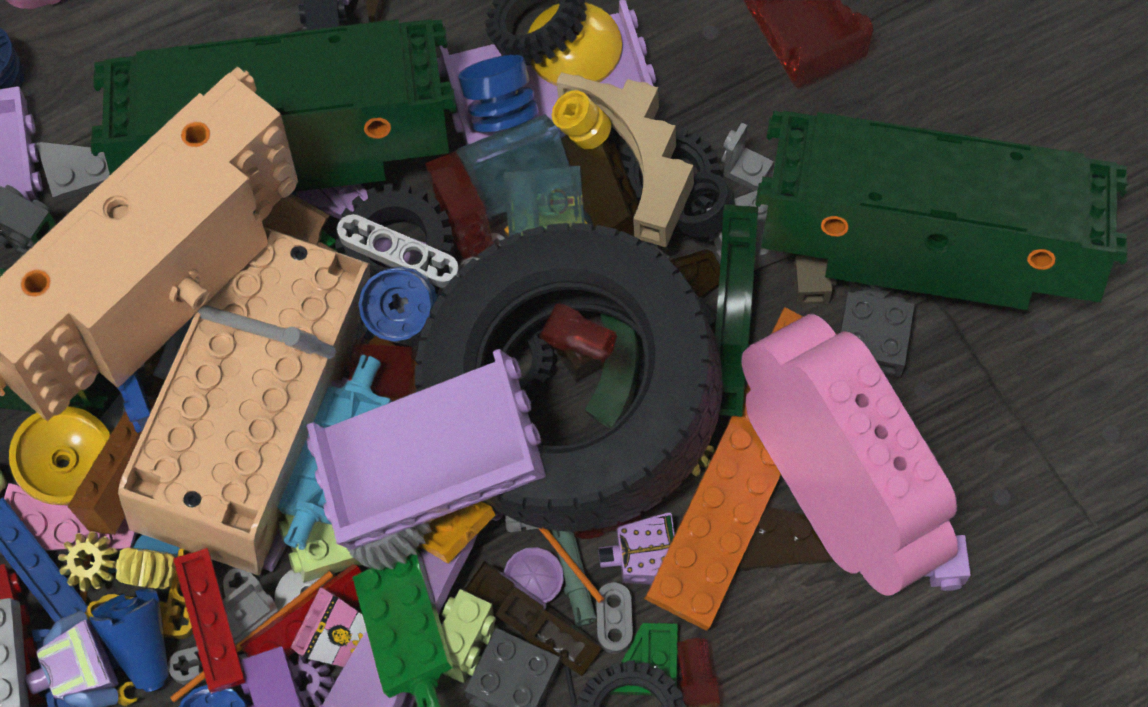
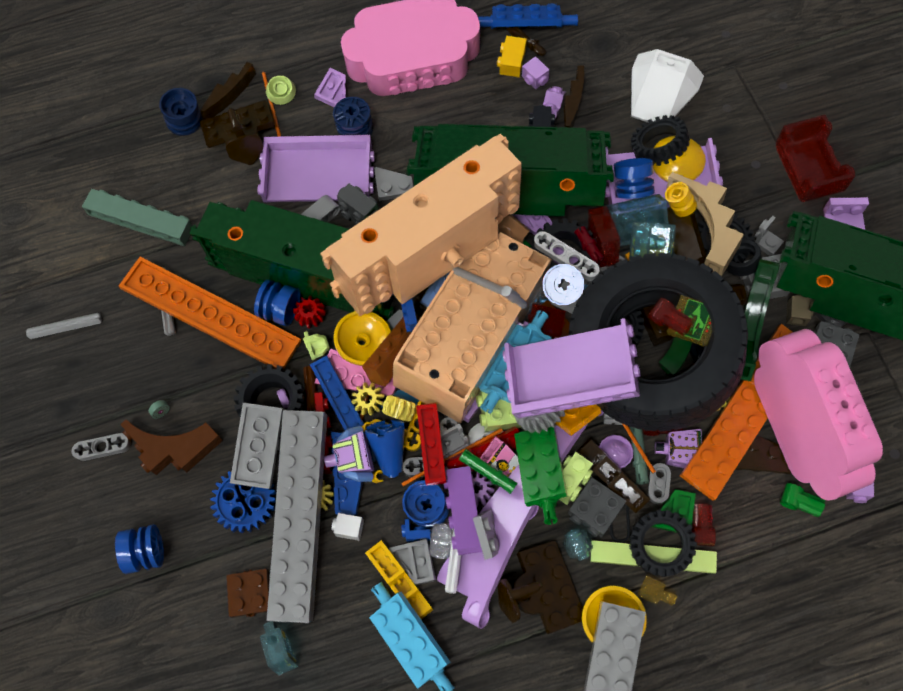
camera: 15 degrees right, 0 degrees up
(313, 649) = (494, 475): none -> green pin
(434, 224) = (589, 244): none -> dark red pin
(632, 341) = (701, 327): none -> tile
(846, 602) = (796, 498): none -> green piece
(872, 95) = (847, 210): none -> lavender bracket

